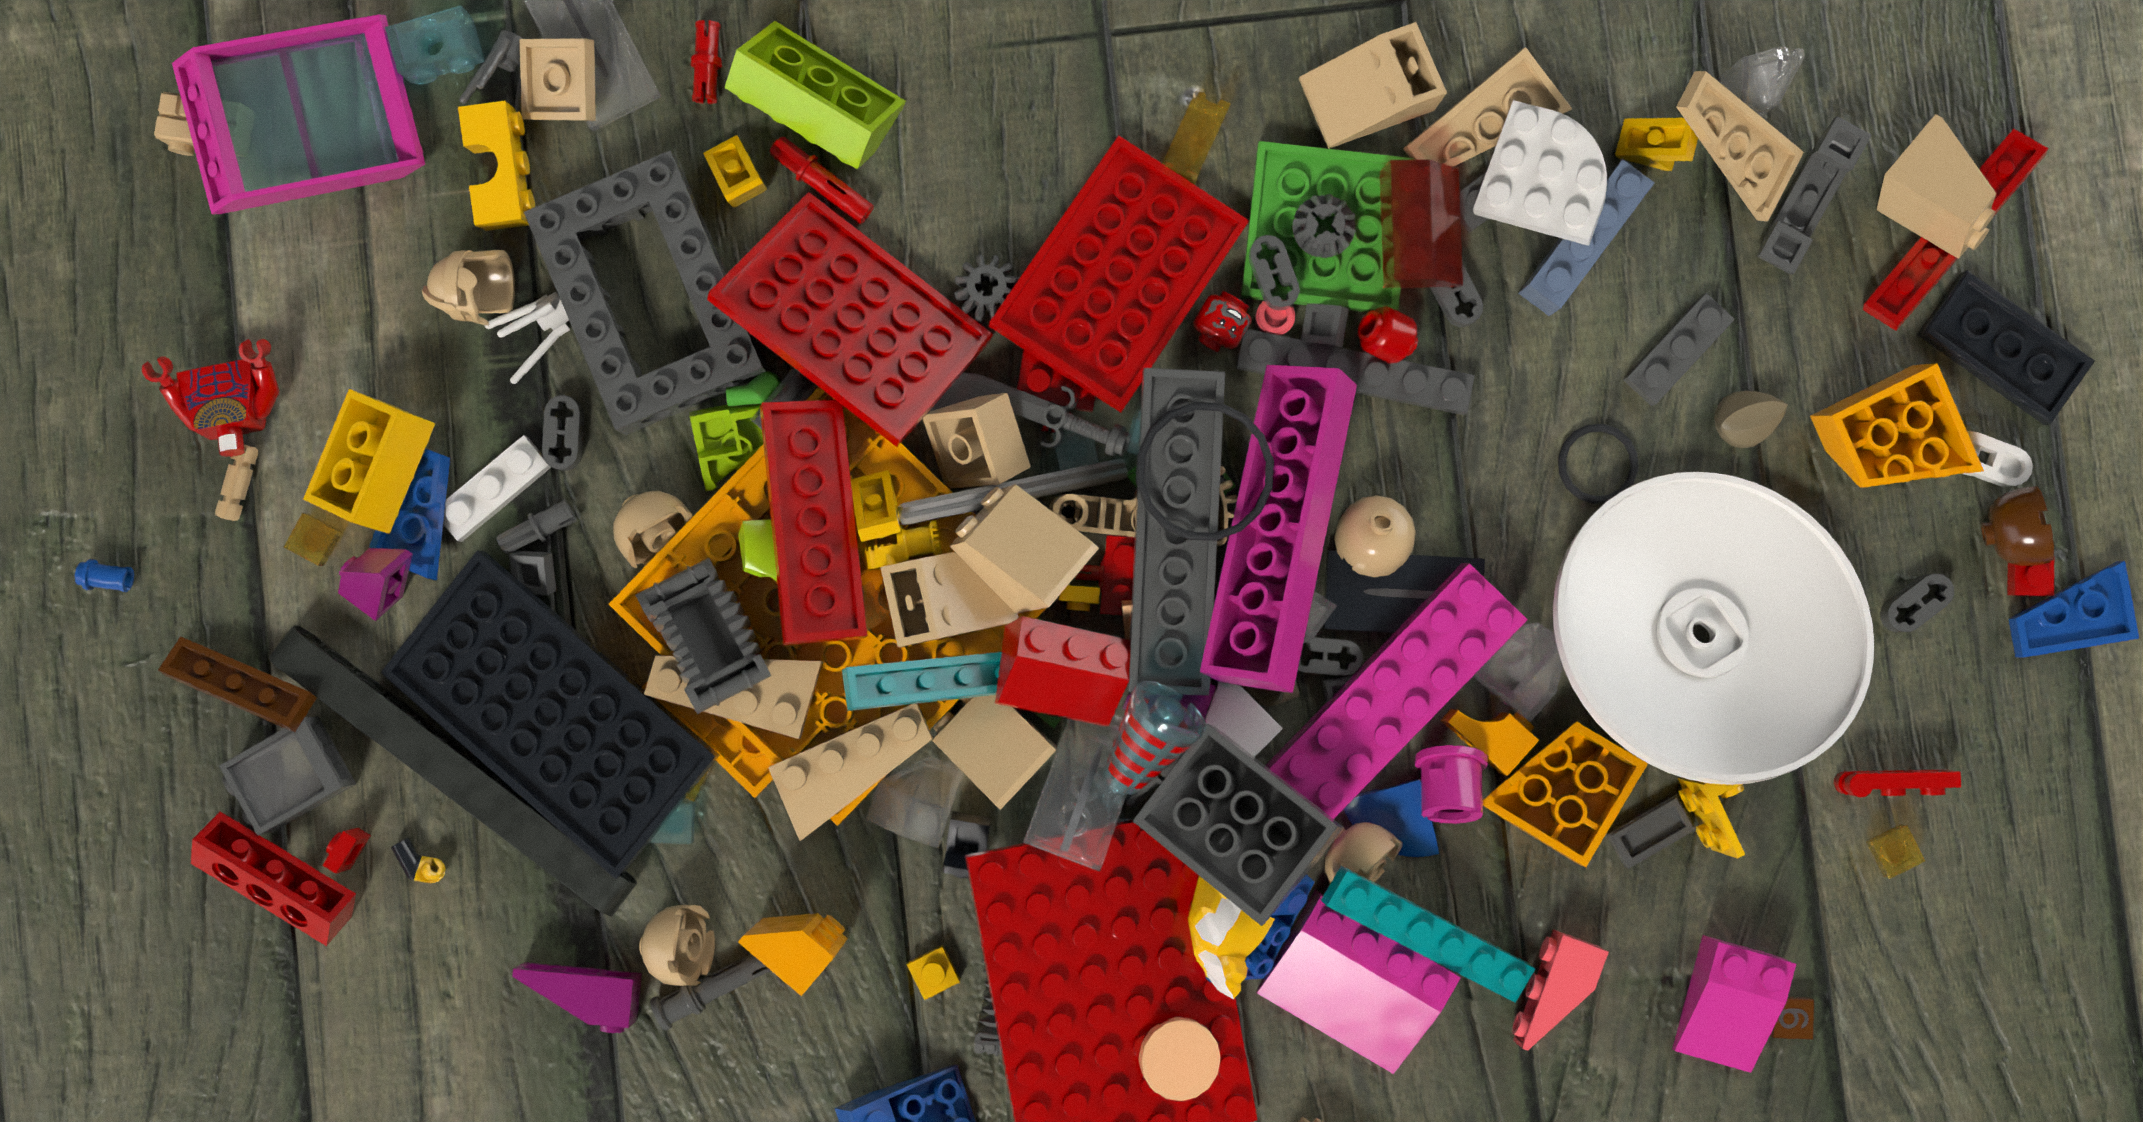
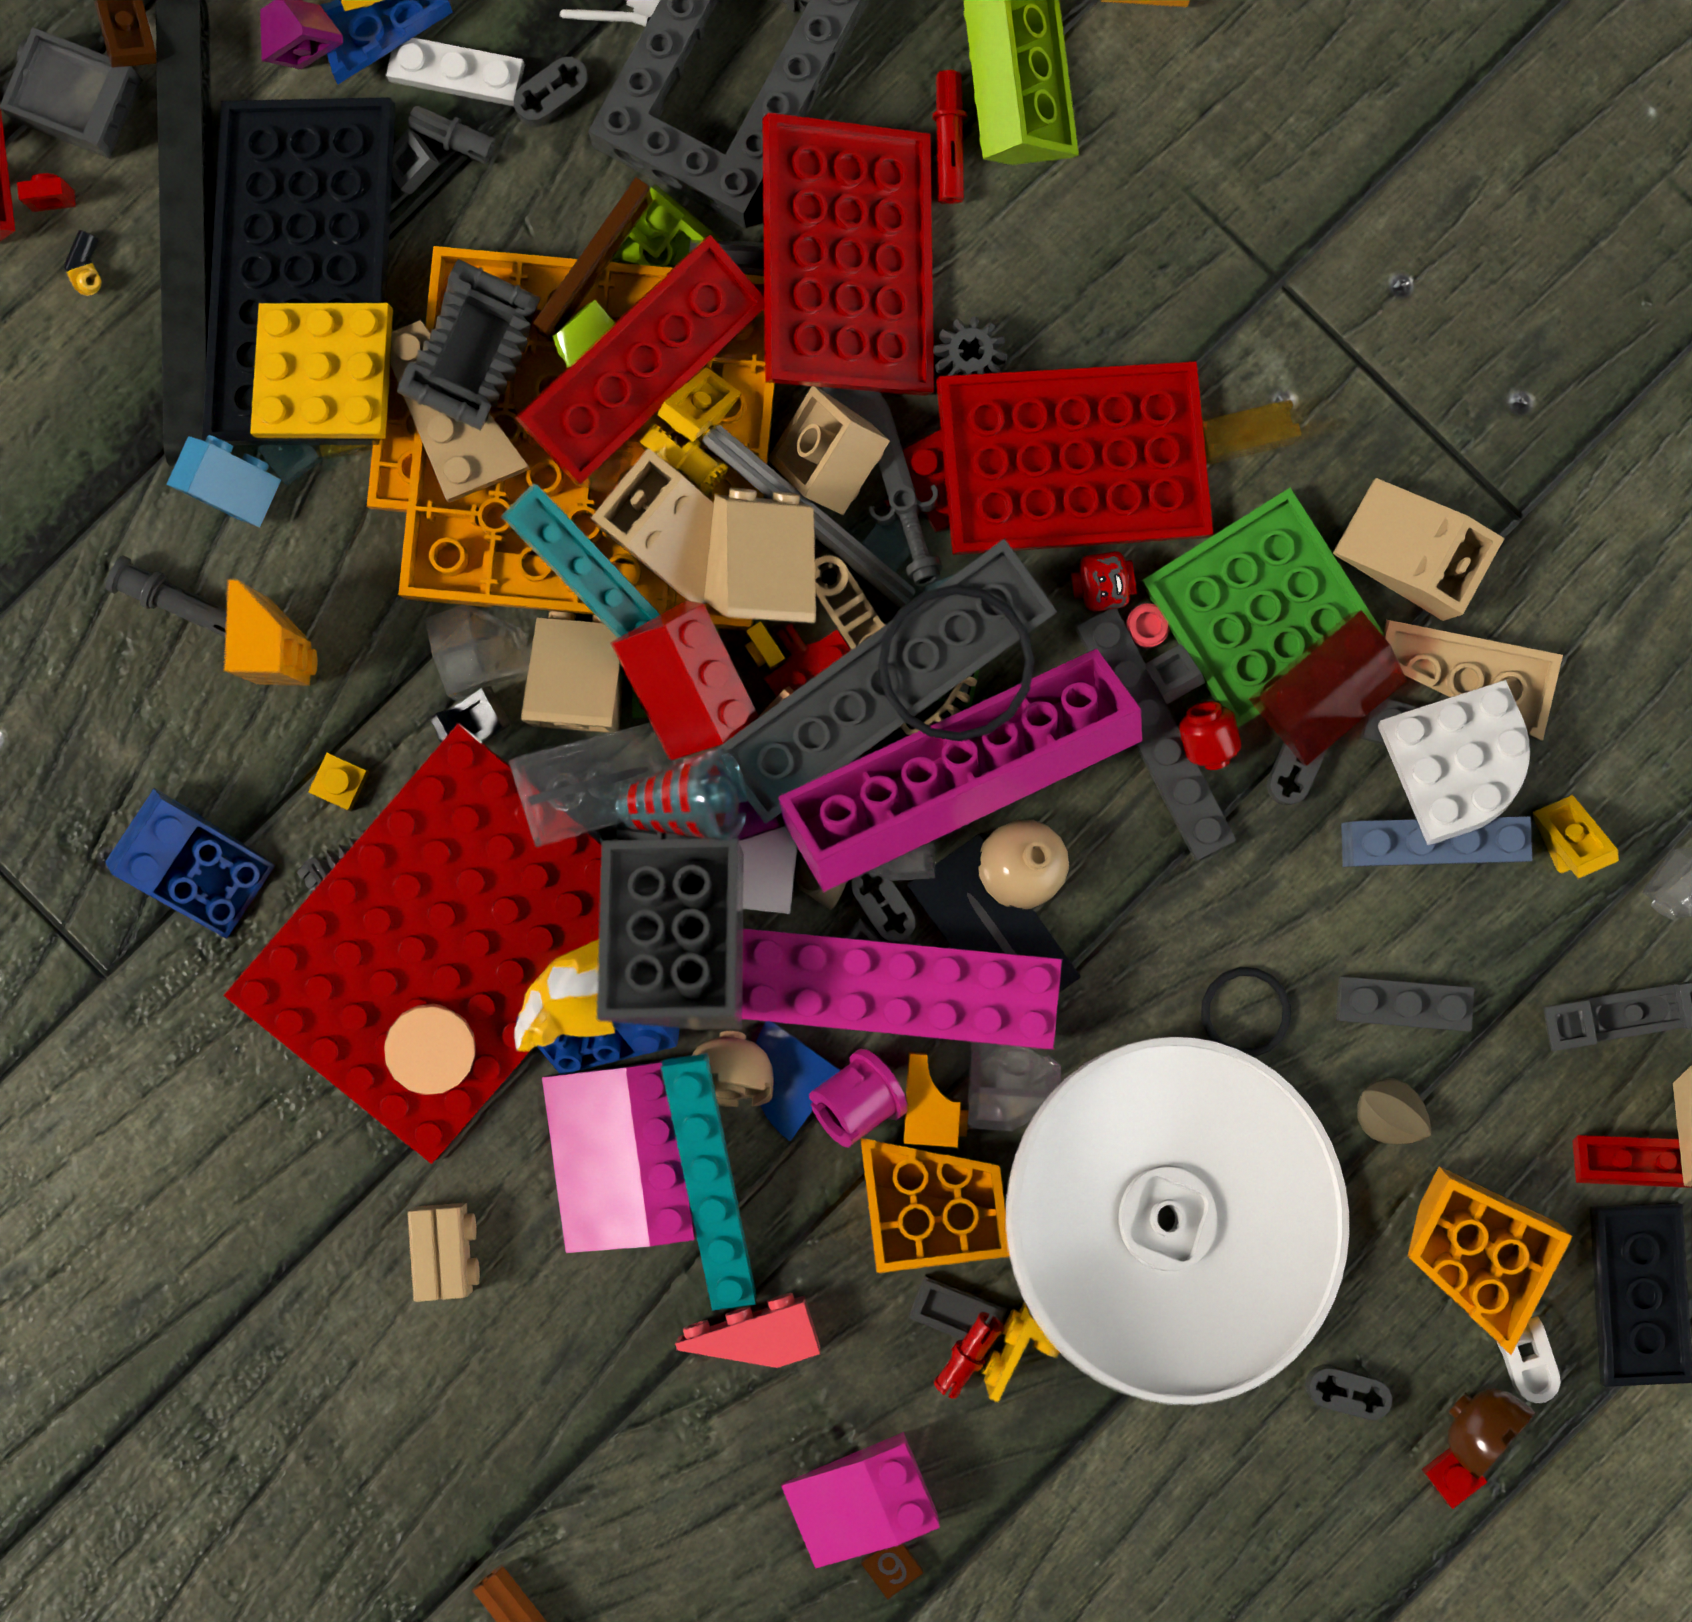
camera: 55 degrees right, 0 degrees up
(590, 994) = (86, 500): magenta slope -> none
(635, 754) = (322, 370): none -> yellow plate
(648, 524) = (529, 225): tan cylinder -> none
(657, 886) = (223, 480): none -> dark azure brick
(678, 946) = (188, 541): tan cylinder -> none
(711, 498) = (594, 259): none -> reddish brown tile
(734, 171) = (895, 56): yellow slope -> none
(755, 392) = (717, 225): bright green arm -> none
(838, 771) = (443, 556): tan wing -> none
(1283, 270) = (1192, 597): dark grey beam -> none
(1325, 244) = (1246, 617): dark grey gear -> none
(1688, 847) = (968, 1355): none -> red pin
(1741, 143) = (1629, 913): tan wing -> none
(1895, 851) = (1112, 1543): clear yellow plate -> none
(1896, 781) = (1173, 1495): red plate -> none
(2080, 616) = (1453, 1547): blue wing -> none

